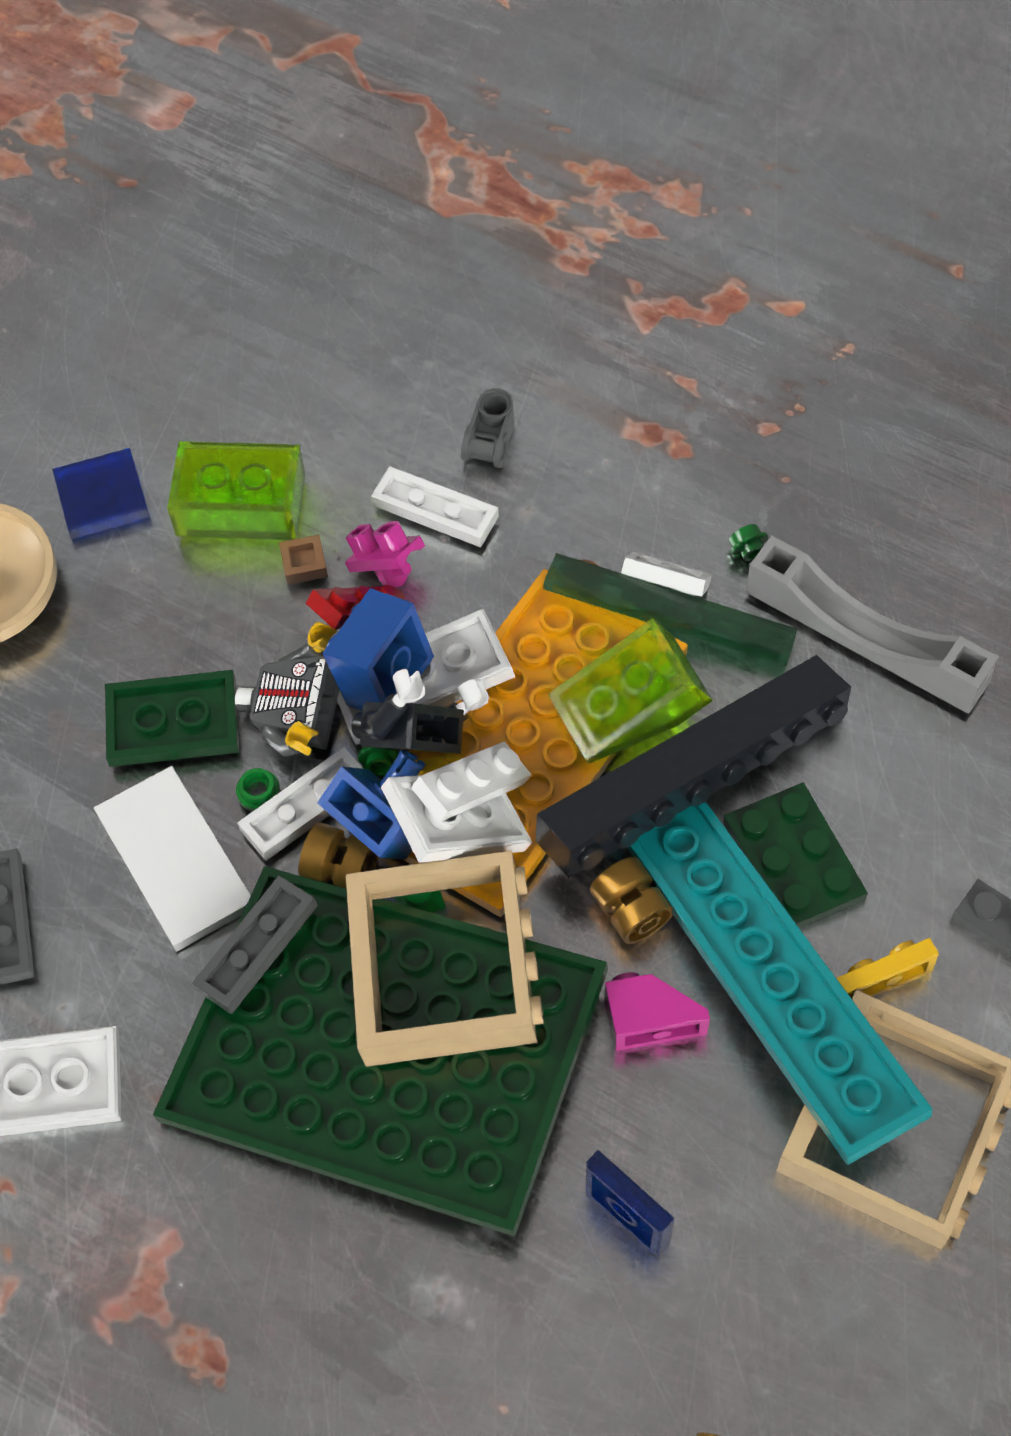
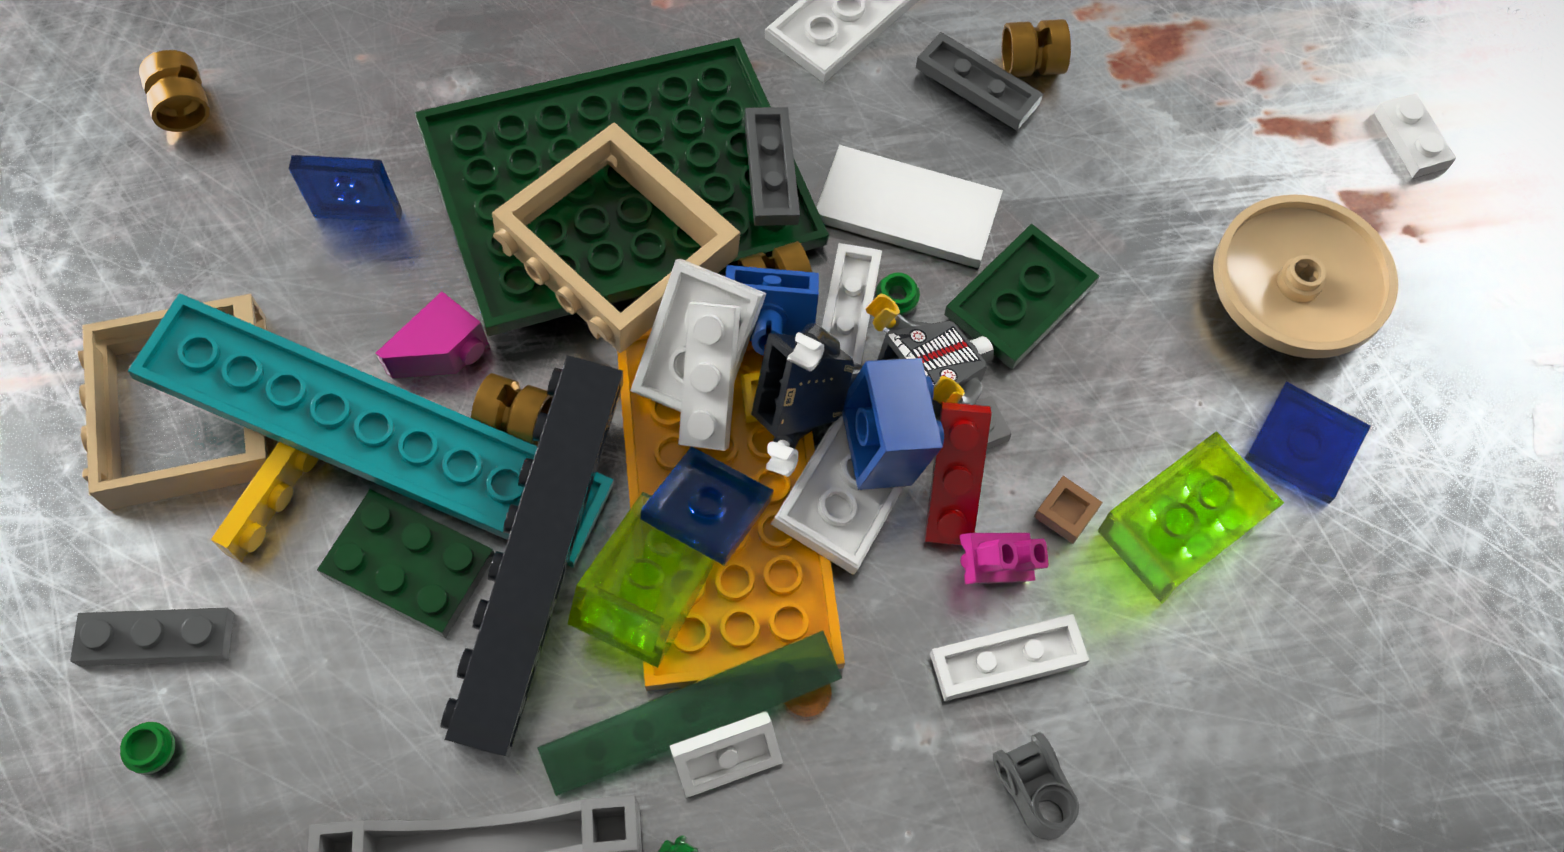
camera: 135 degrees right, 5 degrees up
(549, 713) = (707, 505): none -> clear blue tile

